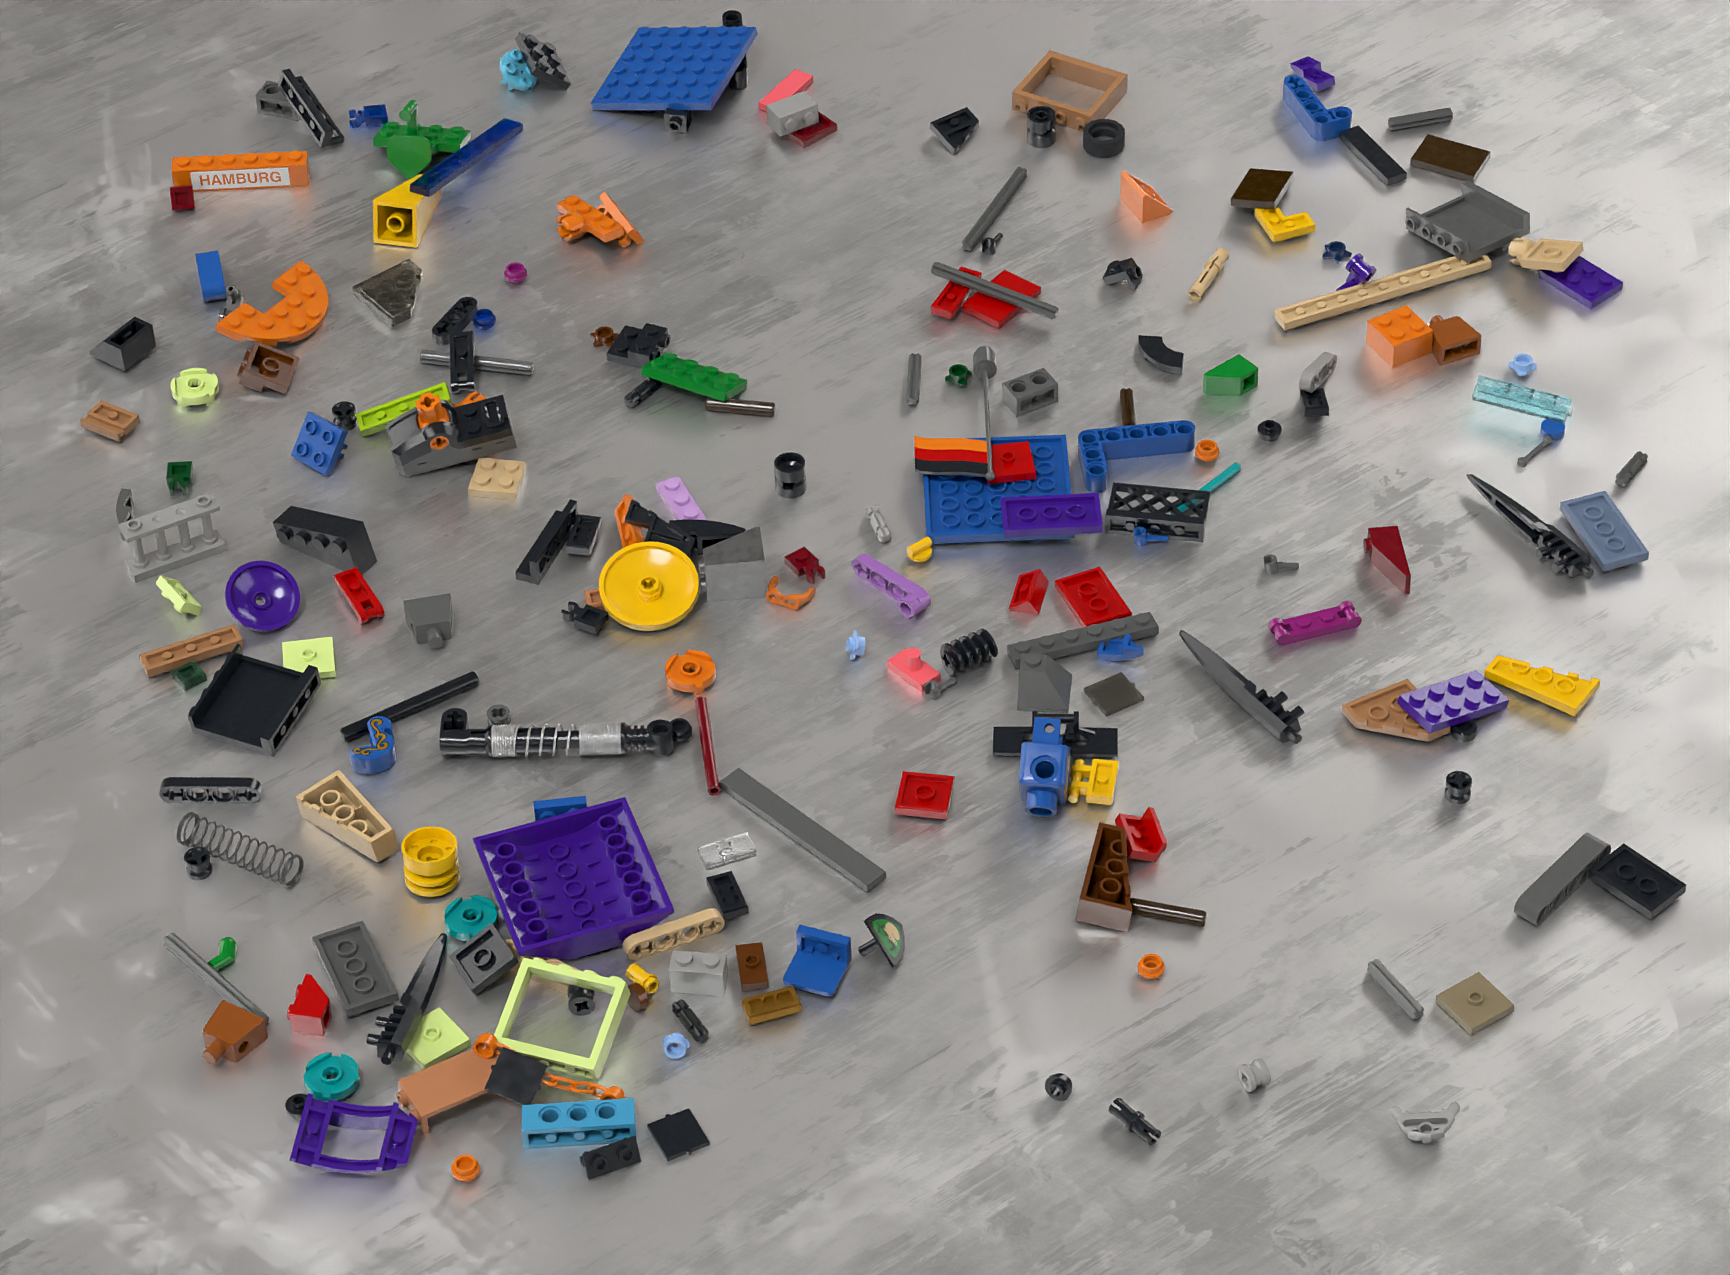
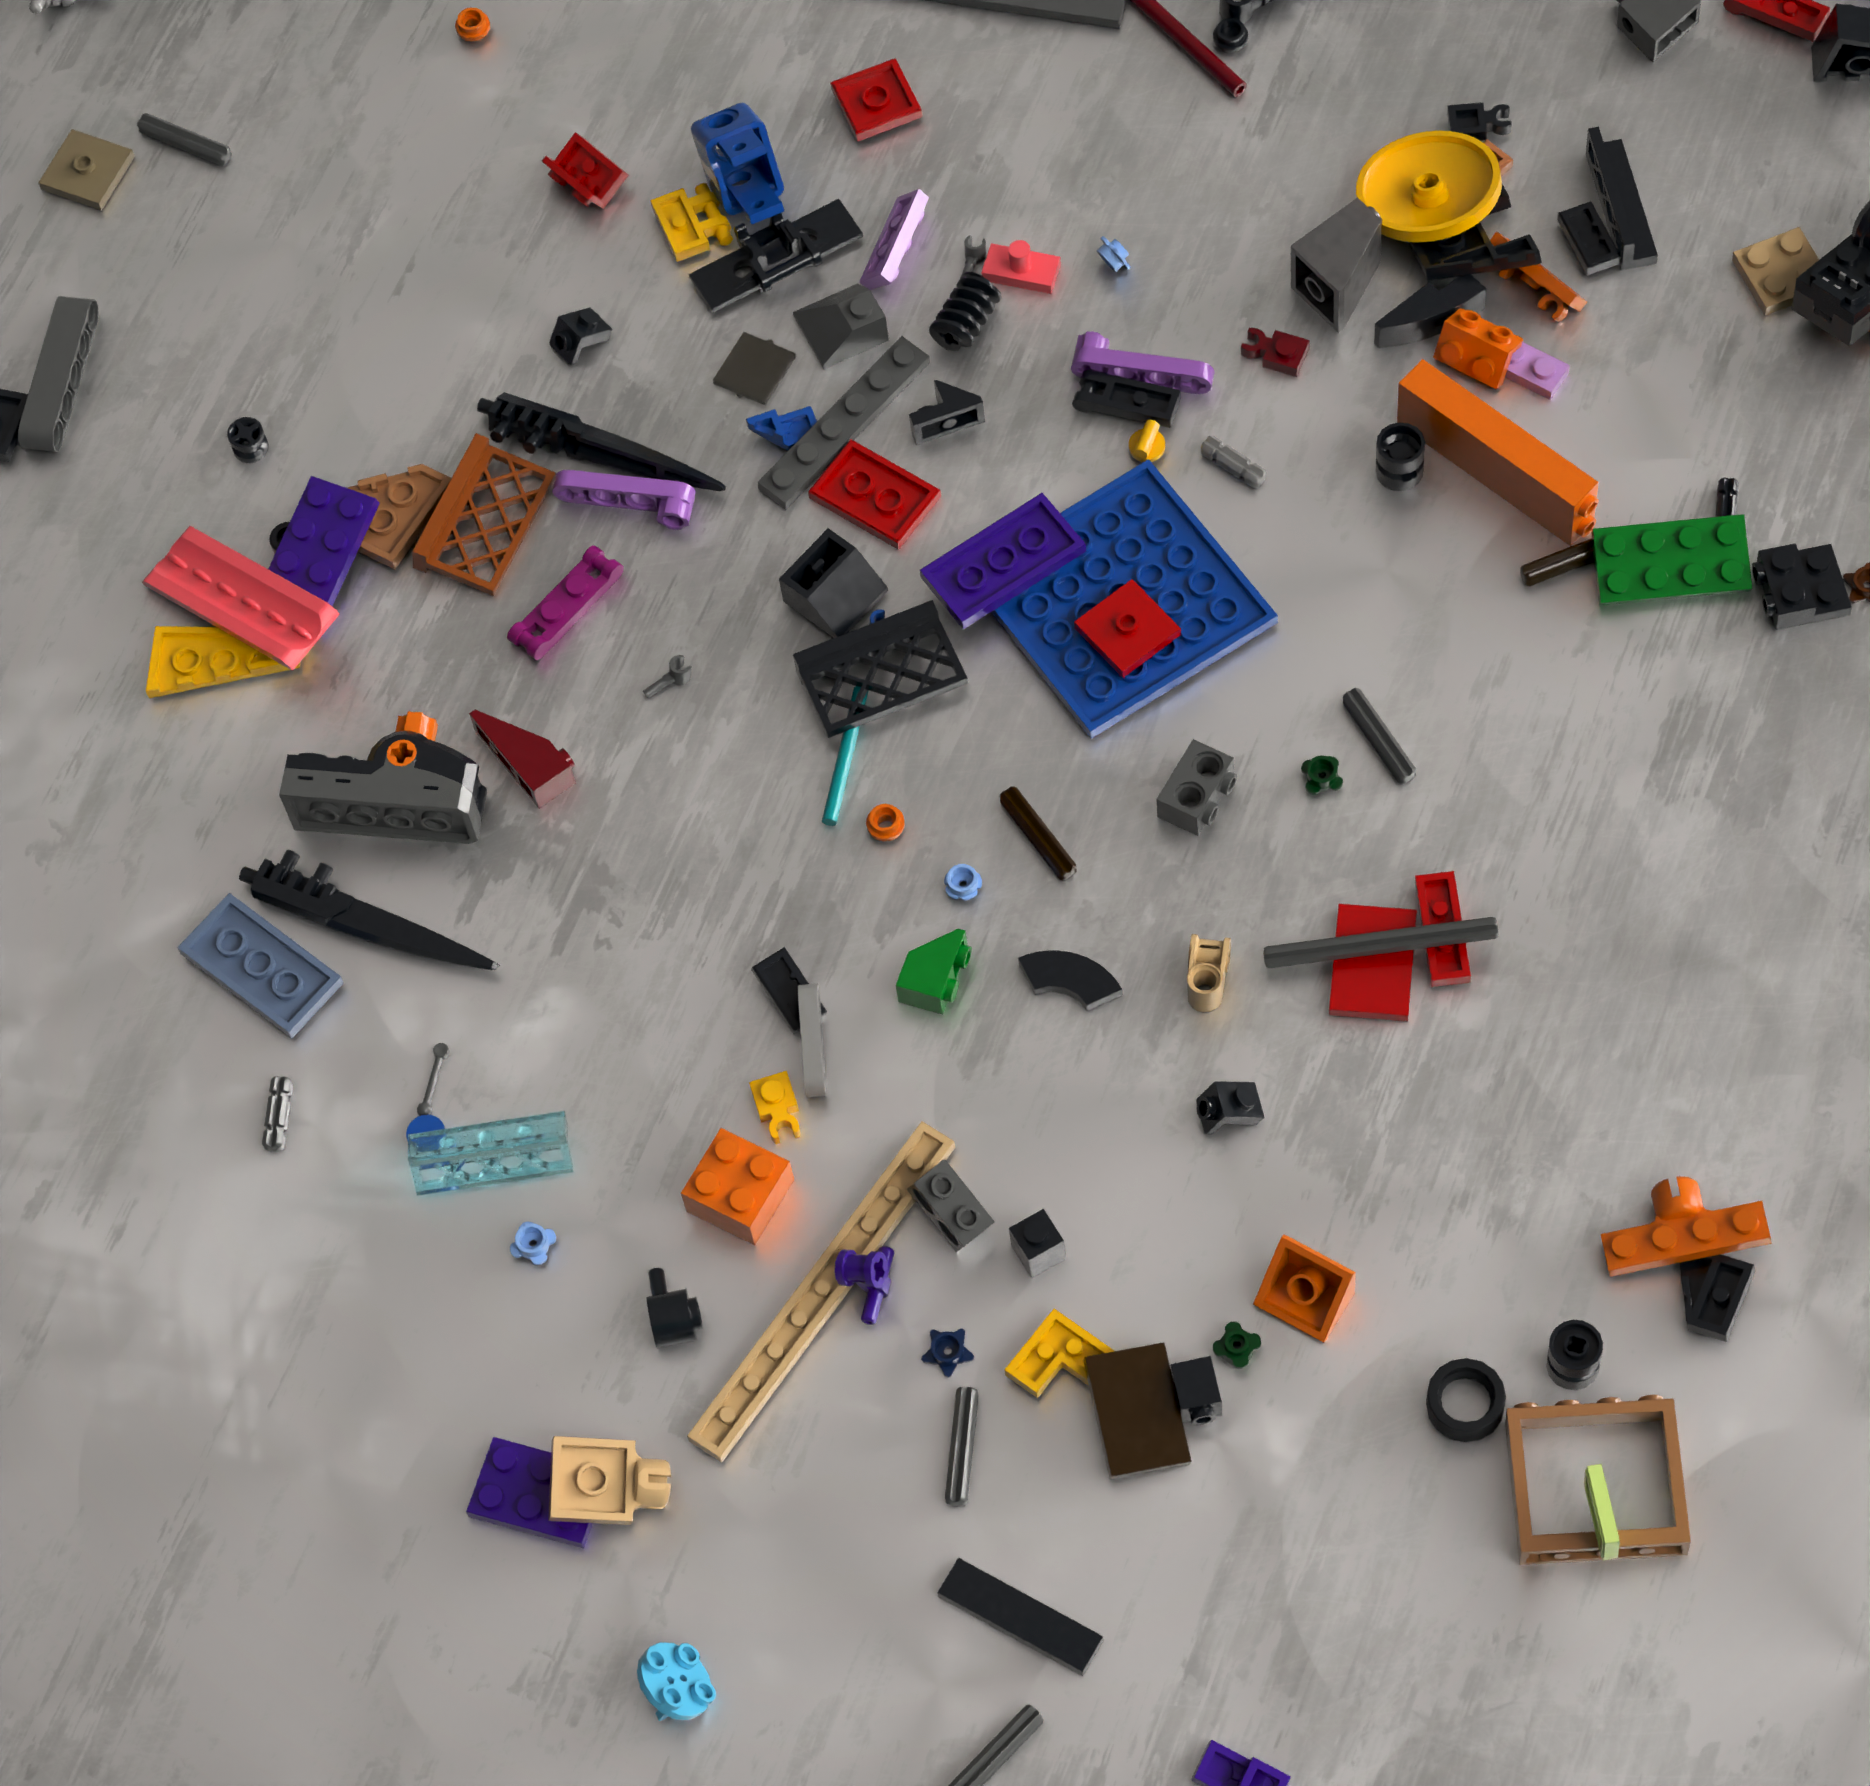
camera: 155 degrees right, 20 degrees up
(678, 667) = (1284, 134): orange plate -> none
(695, 503) = (1476, 347): none -> orange bracket
(740, 448) = (1498, 453): none -> orange brick
(799, 599) = (1276, 280): orange cap -> none
(913, 571) = (1126, 398): none -> black plate
(950, 146) = (1684, 1231): none -> orange plate
(961, 455) = (1211, 592): flag -> none
(978, 711) = (894, 240): none -> lavender plate
(990, 243) = (1470, 1068): black hand -> none
(994, 209) = (1521, 1148): dark grey axle -> none
(1021, 608) = (954, 412): none -> black slope
(1029, 592) = (962, 460): red slope -> none
(1082, 62) = (1601, 1512): none -> yellowish green tile
(1088, 321) = (1207, 966): none -> tan piece
(1106, 883) = (578, 76): reddish brown wedge -> none
(1126, 442) = (996, 760): blue beam -> none
(1157, 558) = (832, 585): none -> black slope
(1168, 912) = (498, 101): dark brown axle -> none
(1185, 409) = (961, 873): none -> light blue plate
(1194, 197) = (1239, 1356): none -> dark green plate
(1207, 750) = (578, 331): none -> black bracket
(1212, 268) = (1106, 1217): tan pin -> none
(1219, 639) = (669, 498): none -> medium lavender beam
(1226, 184) = (1197, 1390): none -> black brick
(1262, 258) = (1037, 1243): none -> black brick
(1269, 430) = (826, 918): black plate -> none
(1296, 280) = (950, 1205): none -> dark grey brick
(1318, 121) = (1181, 1669): blue beam -> none
(1328, 706) = (452, 509): none -> dark orange fence
(1354, 368) = (775, 1103): none -> yellow plate
(1356, 215) = (961, 1446): none -> dark grey axle
(1450, 158) = (891, 1681): dark brown tile -> none
(1453, 339) = (660, 1229): dark orange torso -> none
(1468, 303) = (671, 1314): none -> black piece
(1470, 223) = (768, 1496): dark grey panel -> none
(1475, 556) = (401, 790): none -> dark grey piece
(1516, 691) = (241, 597): none -> coral plate
(1556, 184) = (675, 1681): none -> medium azure plate

